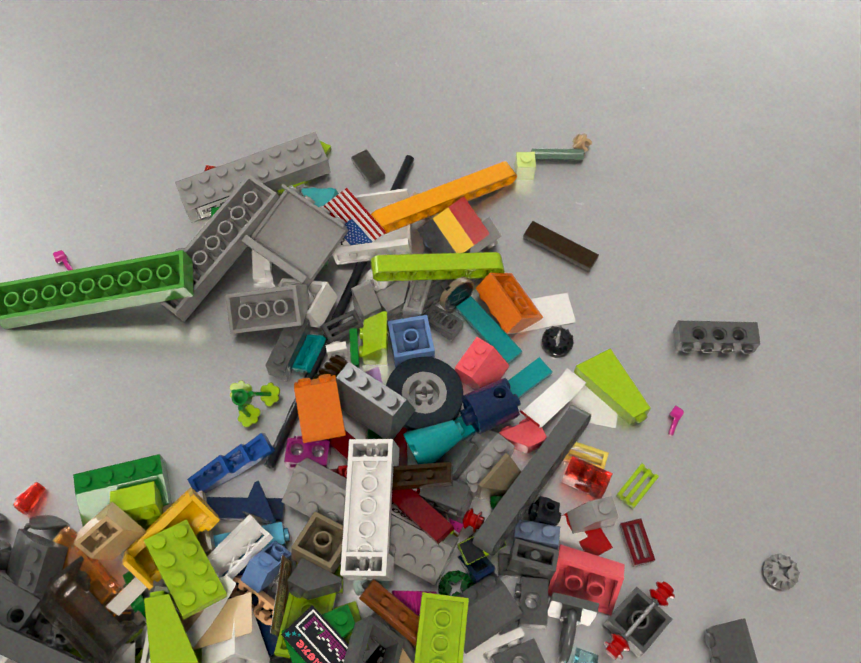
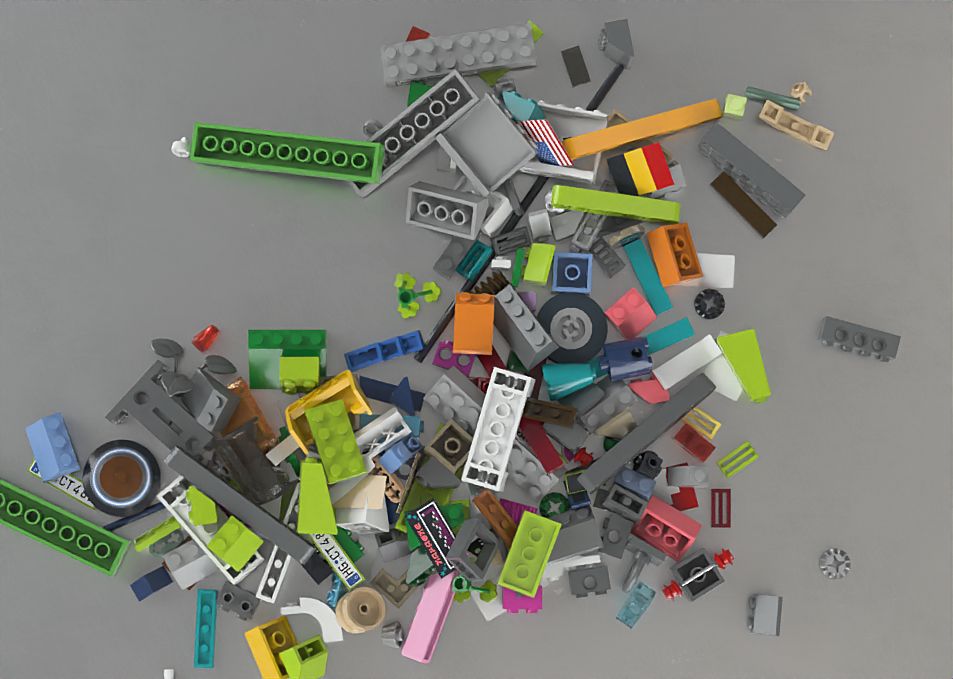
camera: 10 degrees right, 20 degrees up
(60, 256) = (256, 97): dark pink hand -> none
(108, 534) = (275, 394): tan slope -> none
(334, 284) = (513, 197): none -> dark grey tile
(400, 130) = (617, 42): none -> dark grey slope
(558, 210) = (750, 170): none -> dark grey brick
(586, 172) = (795, 126): none -> tan slope
(676, 413) = (796, 403): dark pink hand -> none

